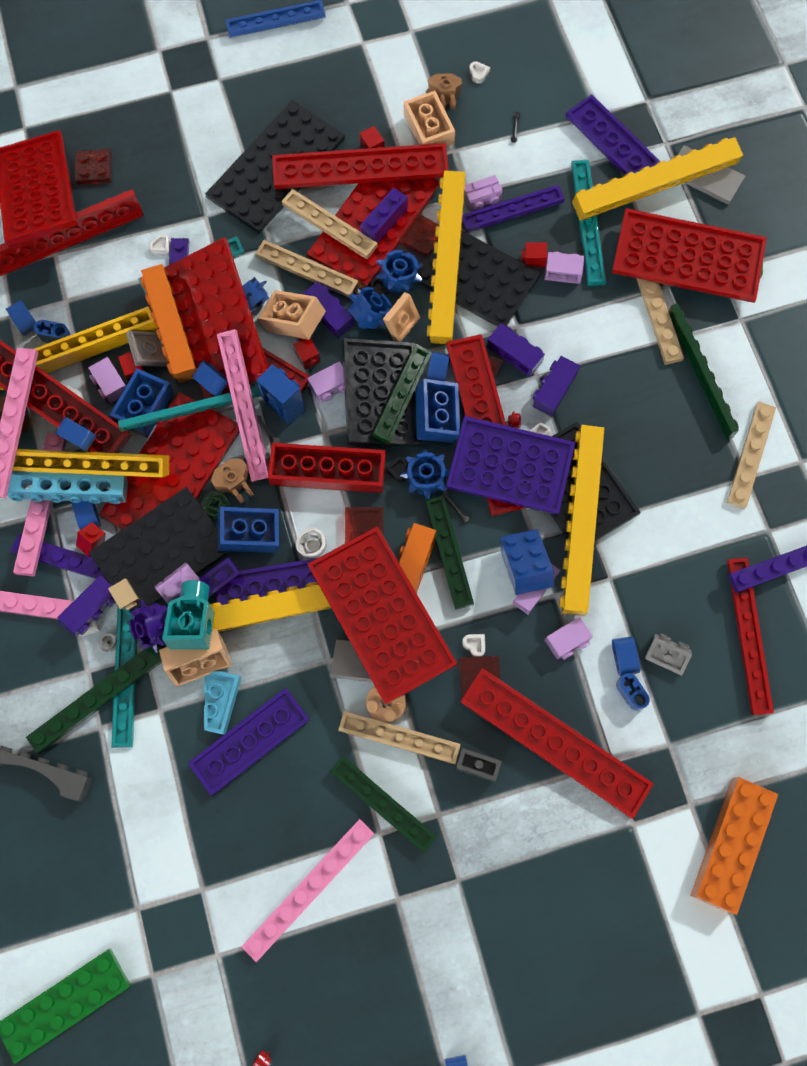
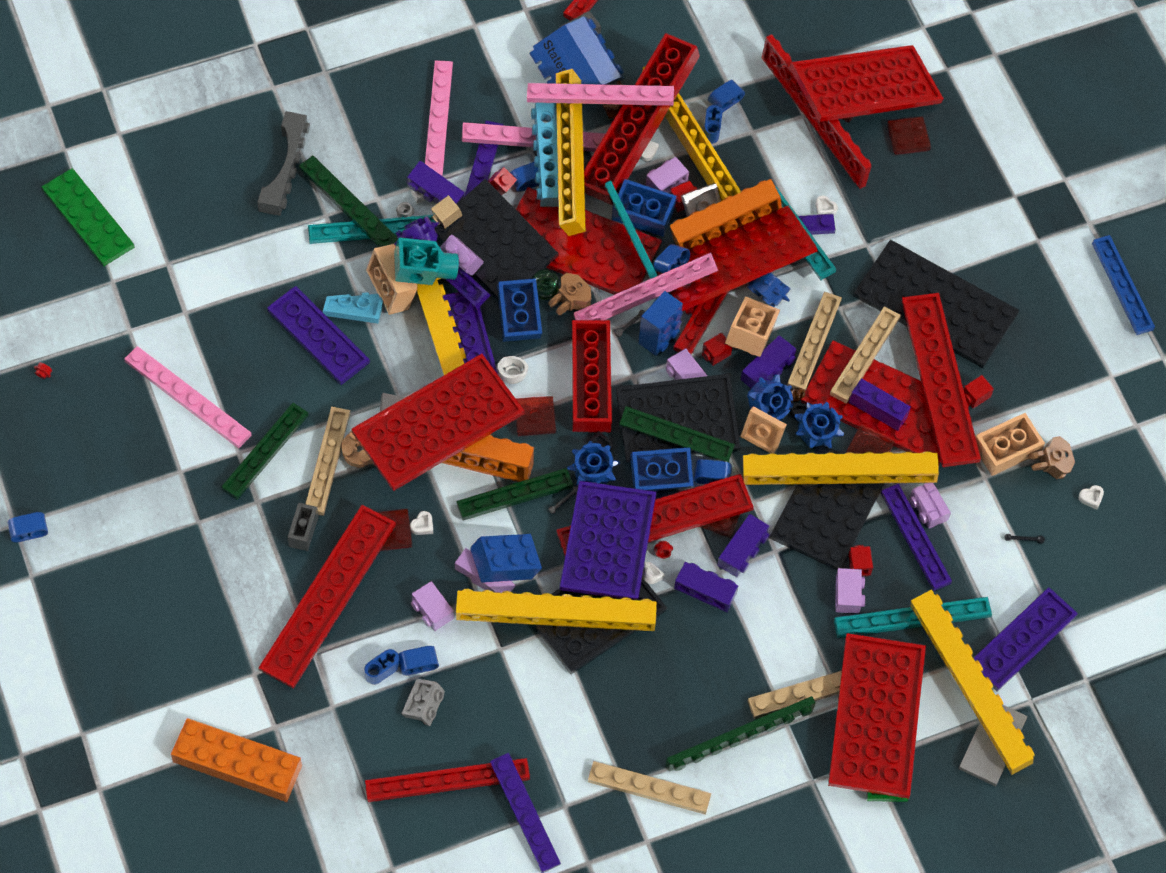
camera: 80 degrees right, 10 degrees down
(75, 434) = (597, 150): blue beam -> none

